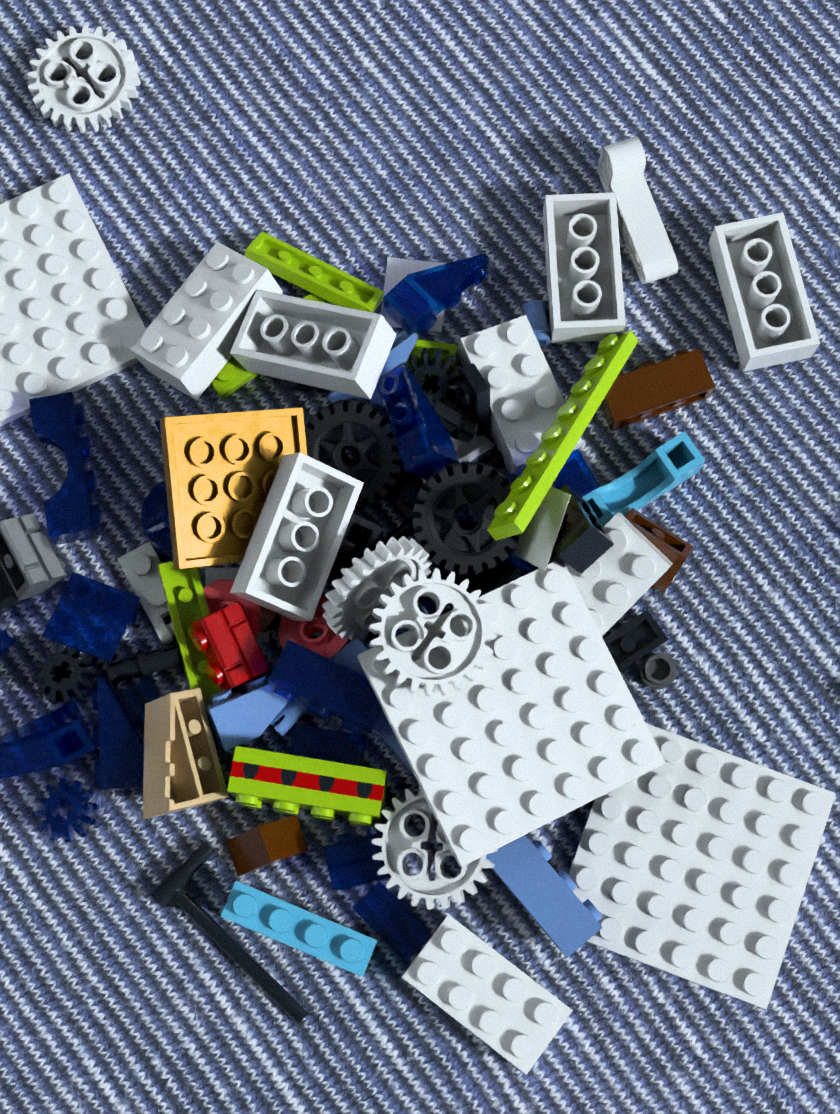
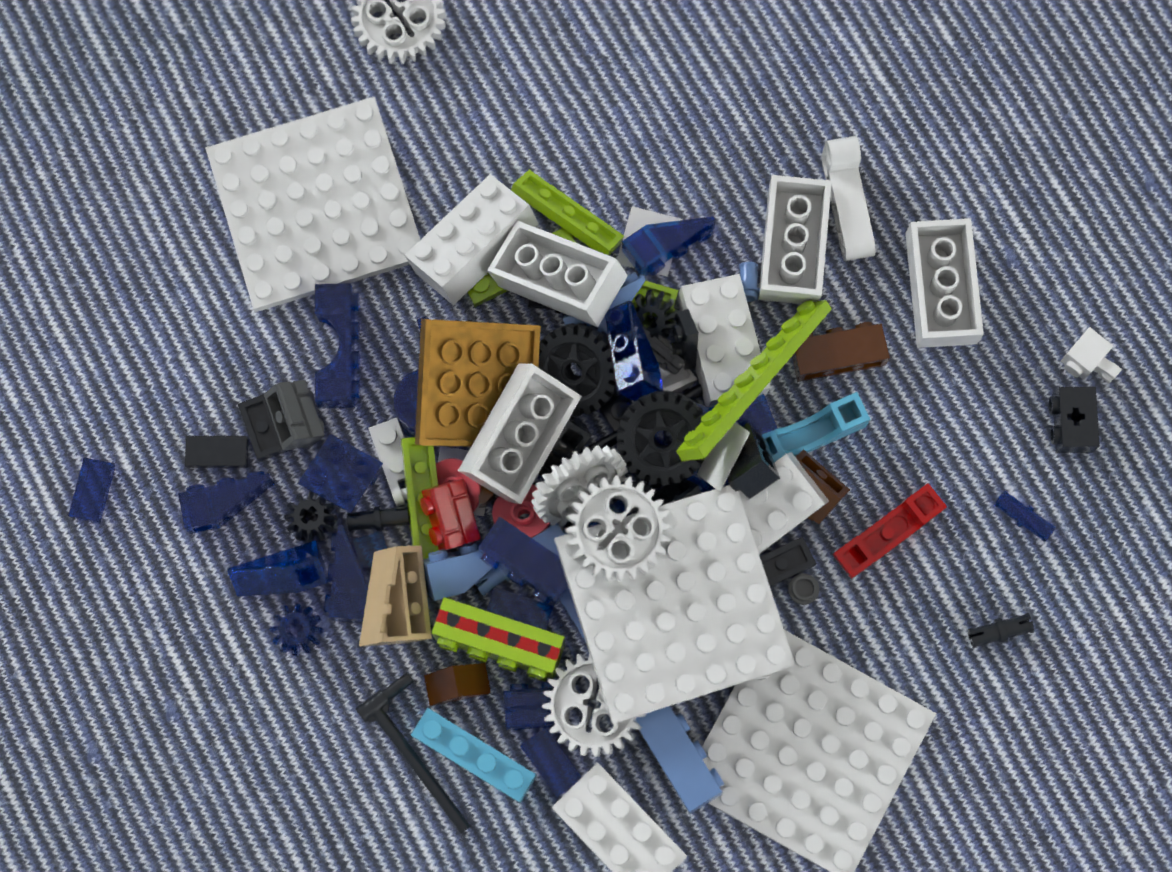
camera: 10 degrees right, 0 degrees up
(747, 587) = (889, 531): none -> red slope

